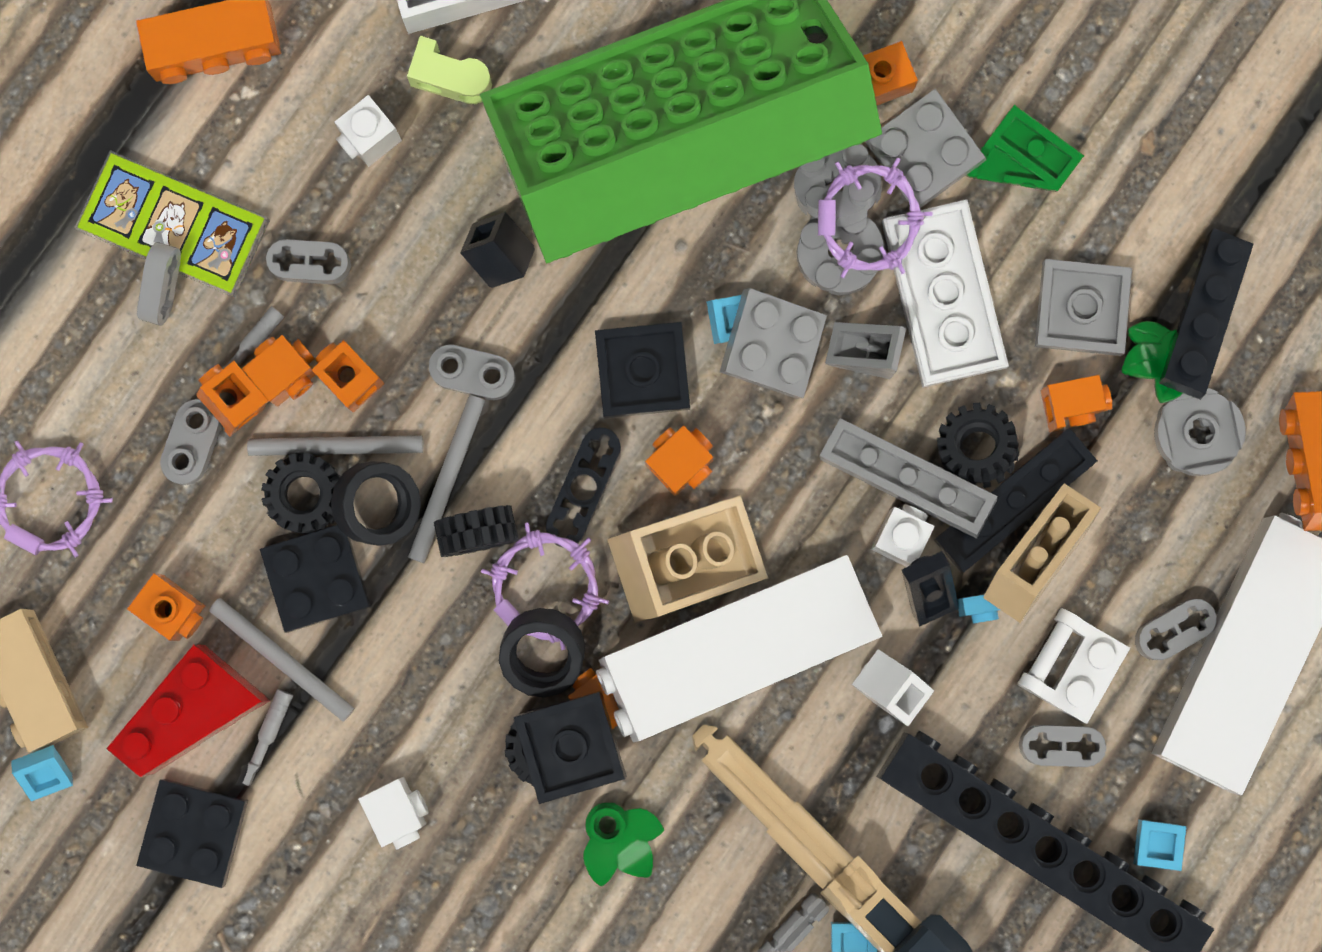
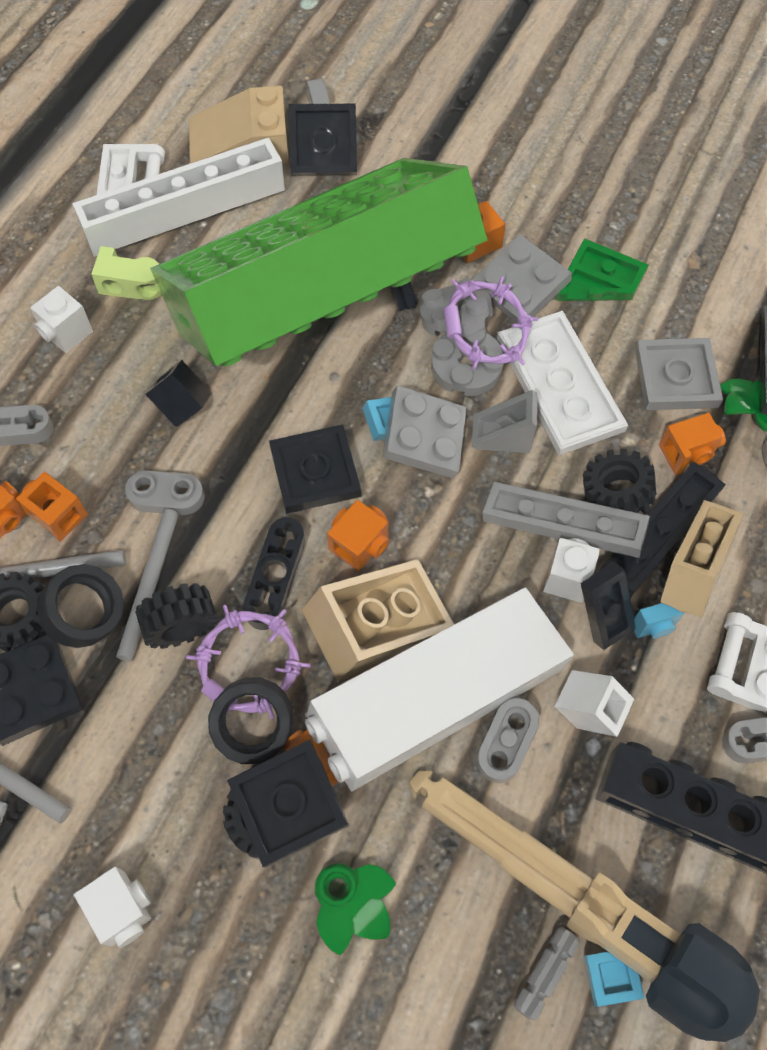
camera: 10 degrees left, 20 degrees down
(798, 708) = (507, 741): none -> light grey plate

